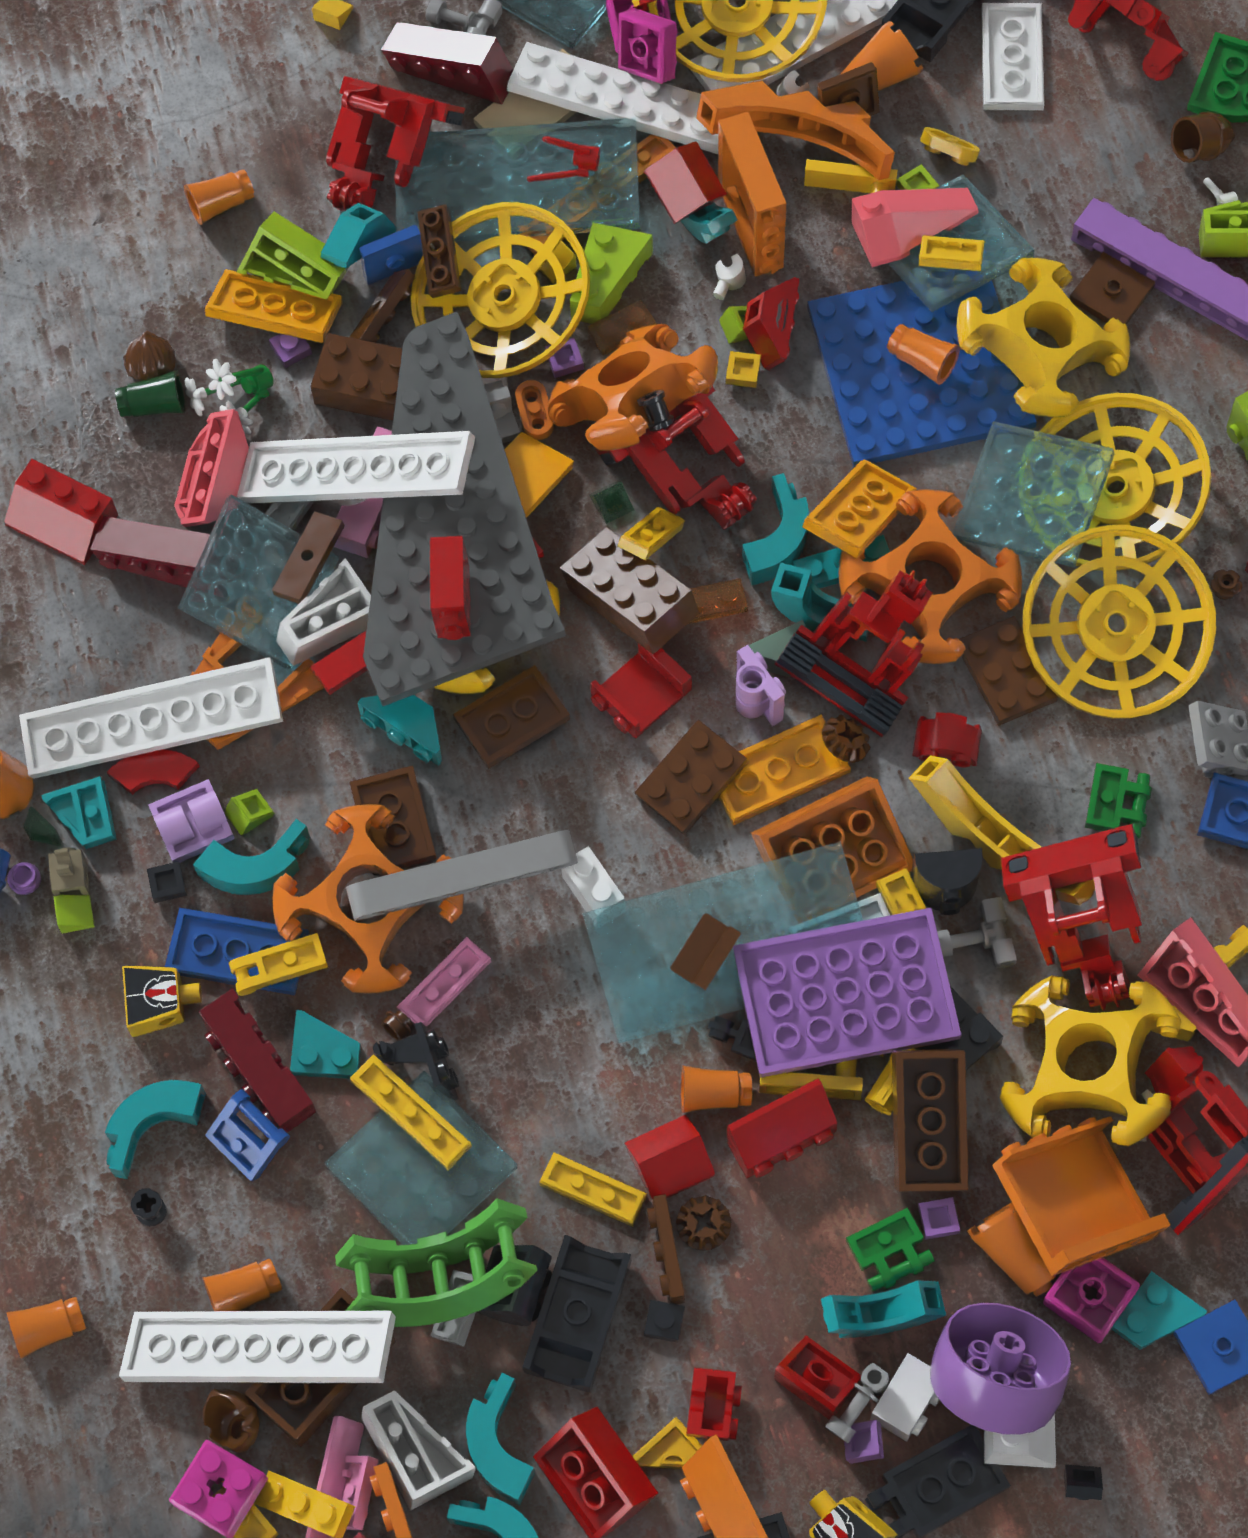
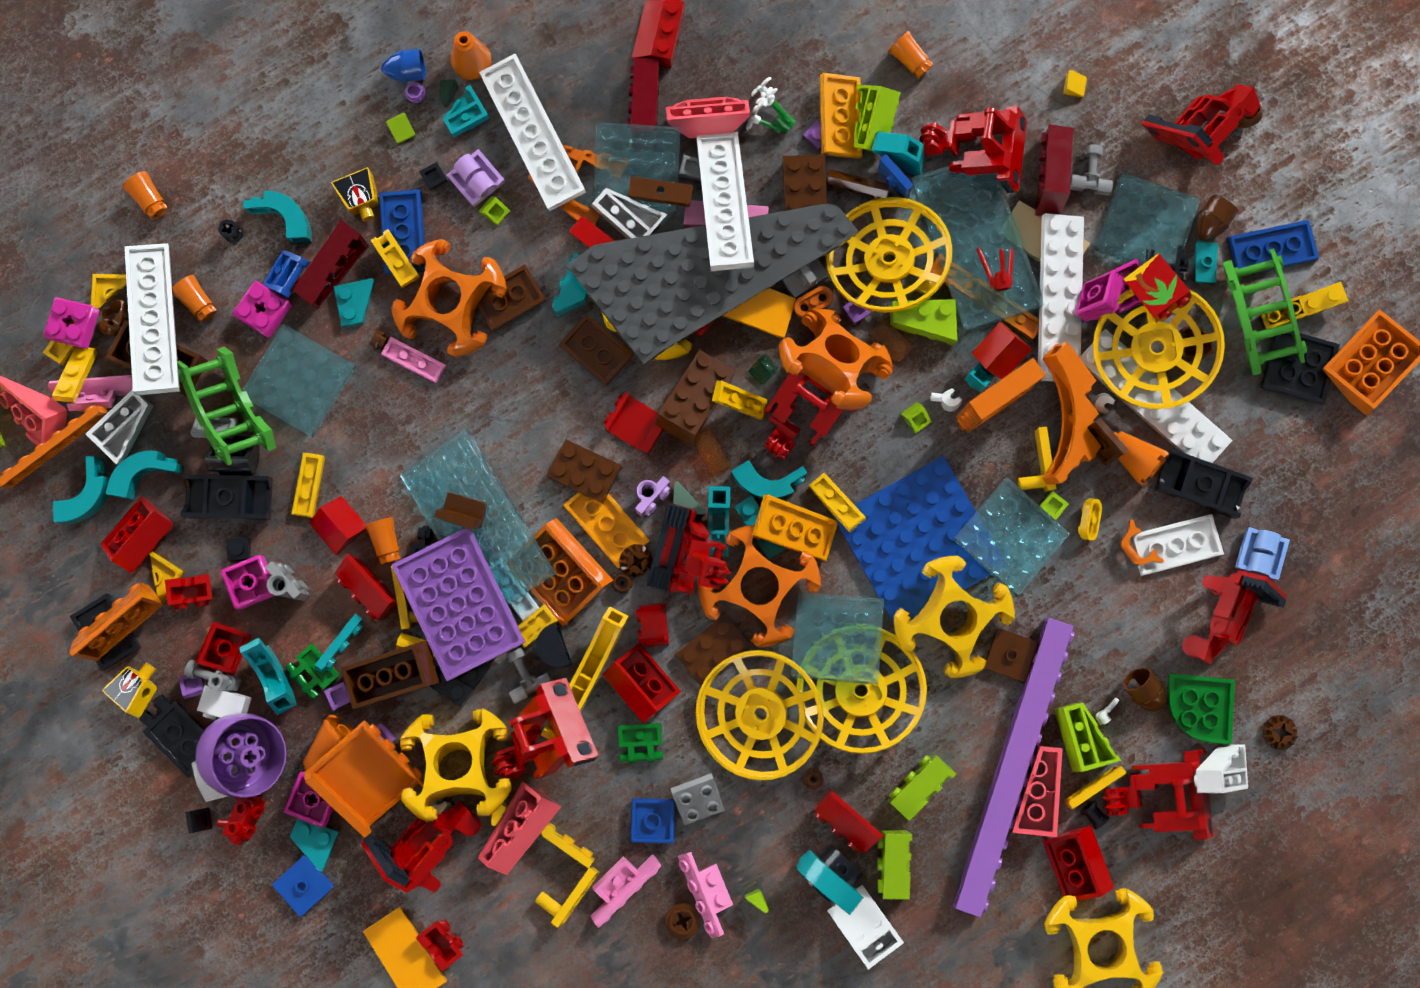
camera: 70 degrees right, 15 degrees up
(68, 872) = (422, 117): dark tan brick -> none
(149, 357) = (781, 51): reddish brown hair -> none
(151, 396) = (753, 61): dark green plant -> none
(153, 768) = (508, 153): red tile -> none
(171, 1431) = (105, 288): none -> yellow tile
(253, 873) = (448, 214): teal arch -> none
(290, 1211) = (257, 297): none -> dark pink brick
(410, 1112) = (322, 364): yellow tile -> none
(422, 1048) = (359, 366): black plate -> none
(440, 265) = (897, 212): reddish brown tile -> none
(450, 587) = (643, 282): red brick -> none
(461, 875) = (467, 349): light grey beam -> none
(591, 882) = (494, 431): white brick -> none
(656, 410) = (814, 377): black bush -> none
(665, 1250) = (278, 538): reddish brown tile -> none
(707, 1237) = (306, 565): reddish brown gear -> none
(740, 1294) = (237, 577): none -> dark pink brick
(743, 369) = (880, 427): yellow plate -> none
(752, 1236) = (284, 574): none -> light grey plate
(770, 322) = (920, 435): red slope -> none
(836, 450) = (837, 502): none -> yellow tile
(860, 1191) = (340, 644): none -> teal plate
(877, 761) = (622, 589): none -> reddish brown plate
(895, 220) = (1016, 503): coral wedge -> none
(924, 352) = (919, 540): orange plant -> none
(951, 253) = (997, 540): yellow plate -> none
(998, 111) = (1125, 545): none -> orange helmet
(1032, 776) = (641, 682): none -> red slope
(1103, 1414) = (243, 819): none -> red brick

